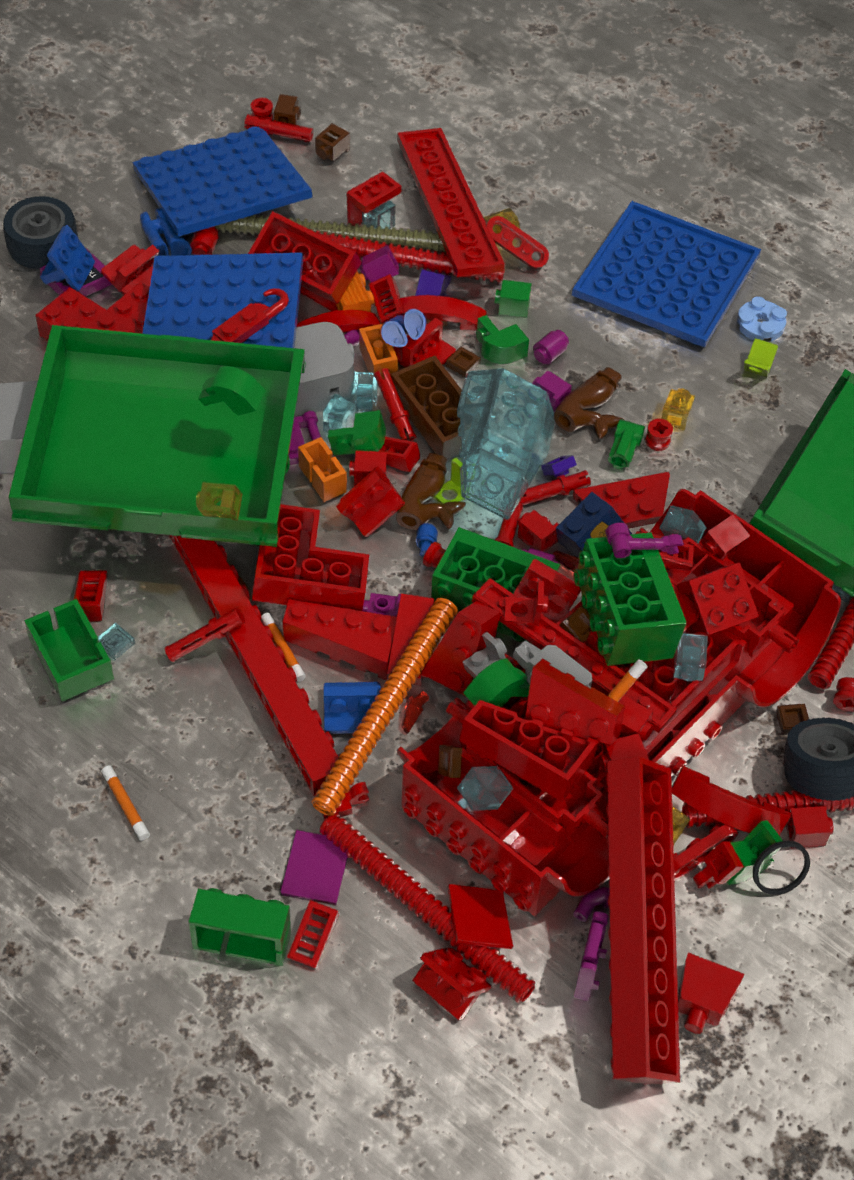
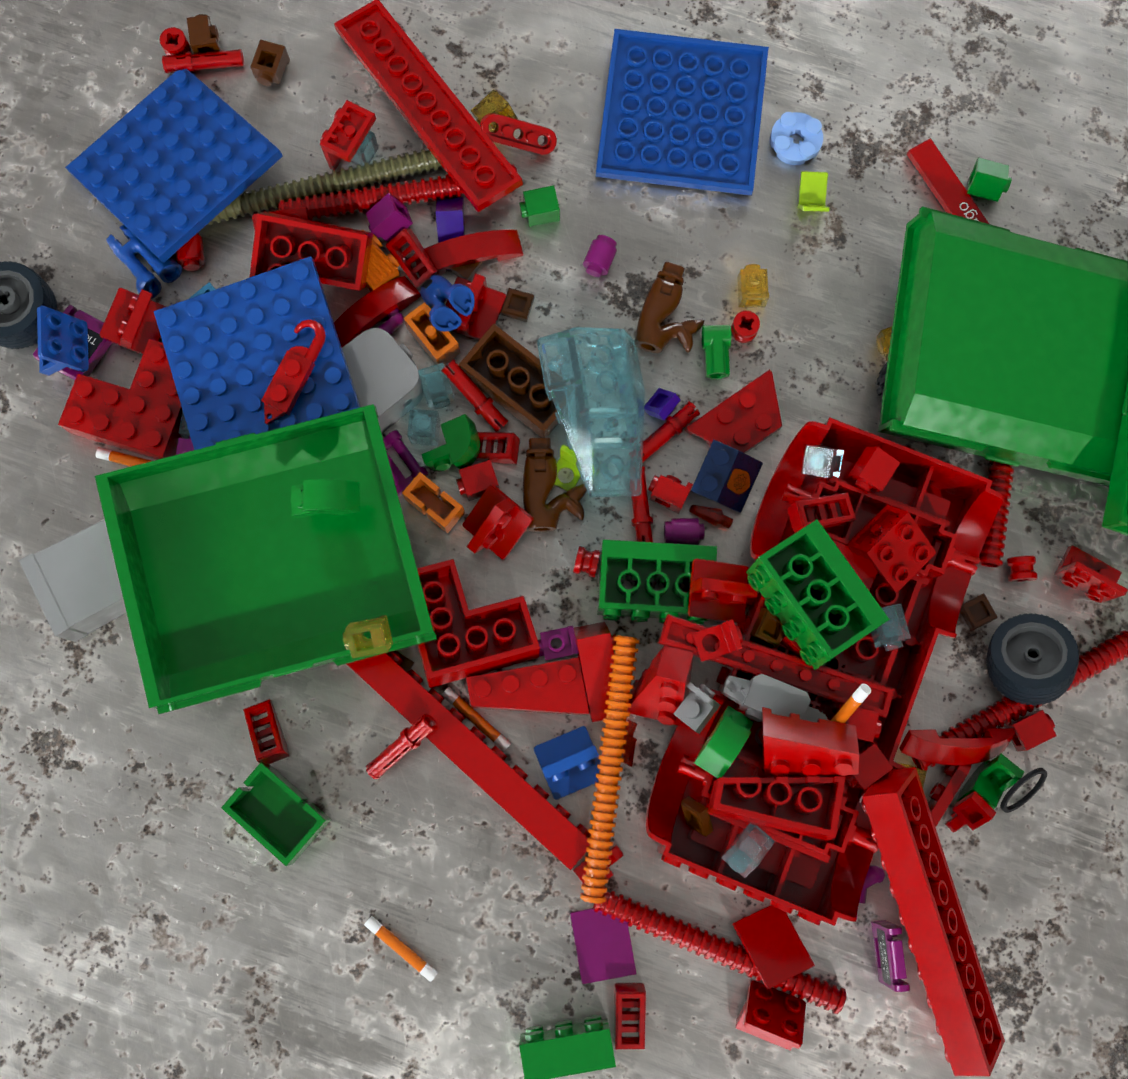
camera: 20 degrees left, 25 degrees up
(116, 641) = (313, 775): clear light blue tile -> none
(425, 536) = (565, 541): blue cylinder -> none
(503, 345) = (548, 274): green brick -> none
(555, 387) = (621, 314): magenta brick -> none
(622, 543) = (798, 551): magenta brick -> none
(706, 992) = (997, 939): red torso -> none

